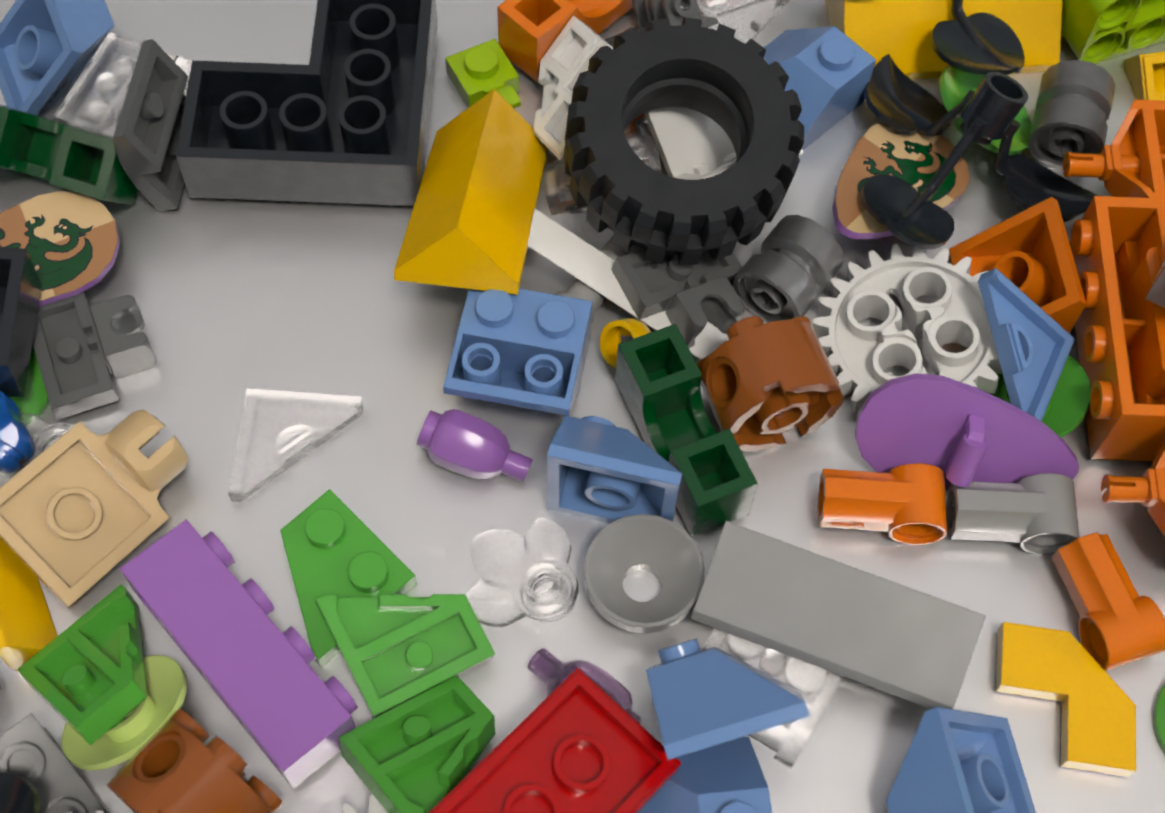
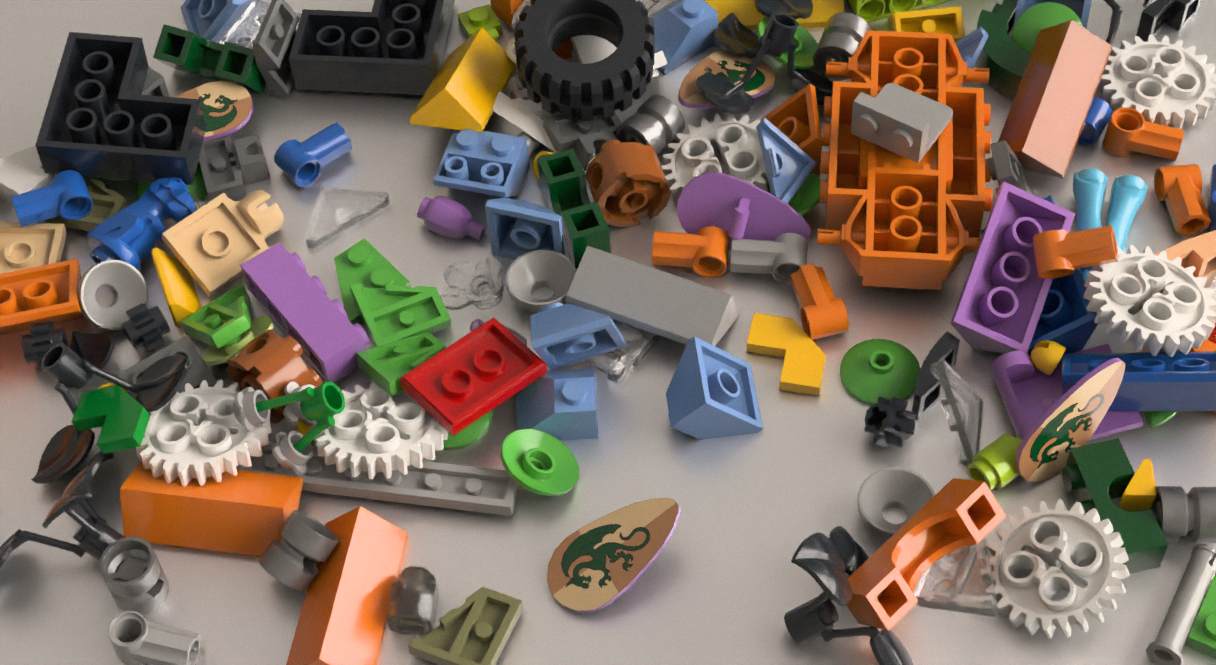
camera: 10 degrees right, 10 degrees down
(216, 335) = (305, 160): none -> blue piece

